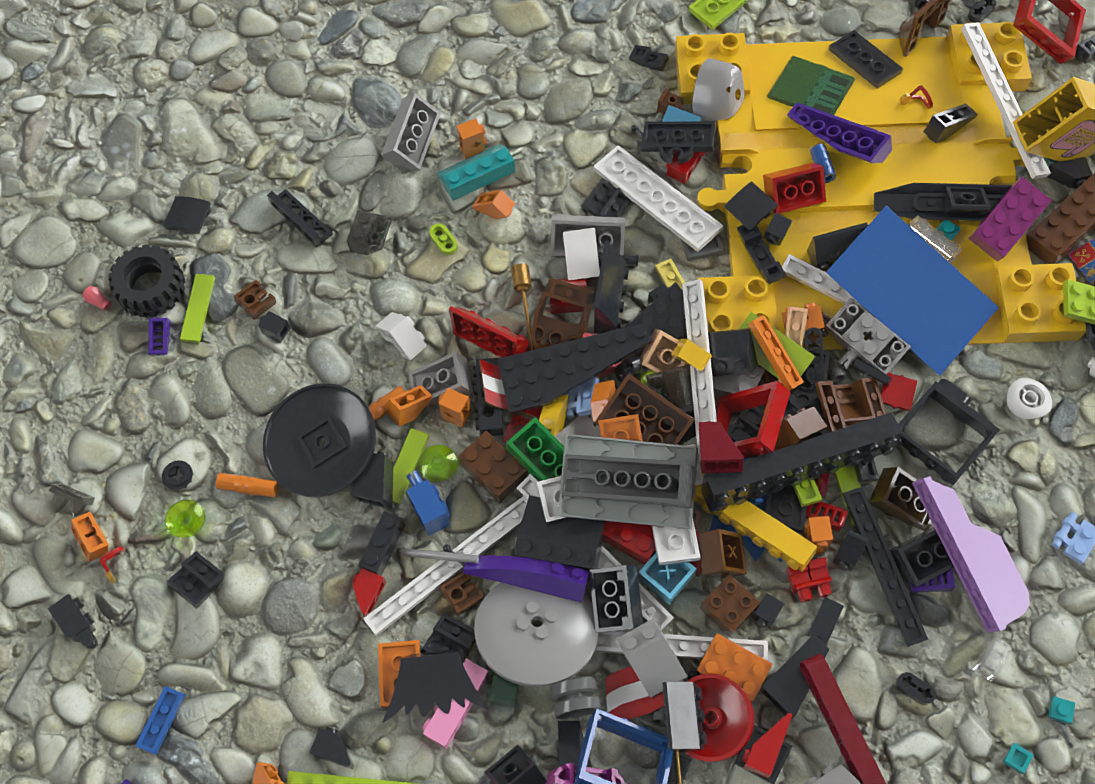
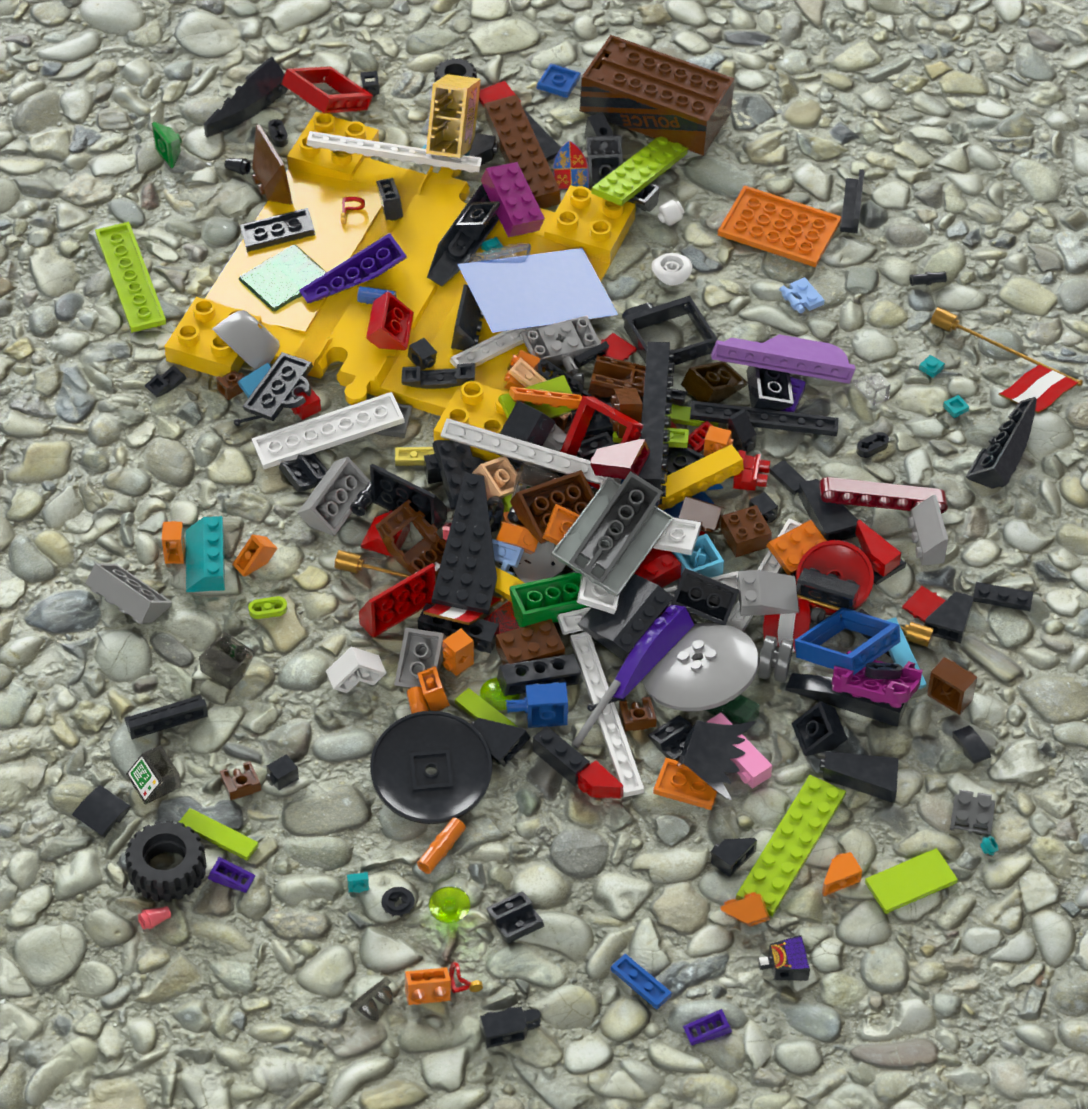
camera: 70 degrees left, 15 degrees down
(181, 435) = (358, 882): none -> teal plate
(233, 236) = (154, 775): none -> clear smoke slope
(447, 459) = (557, 669): none -> black brick
(581, 254) = (355, 504): white sticker -> none
(691, 354) = (514, 452): yellow slope -> none
(751, 206) = (391, 360): black slope -> none

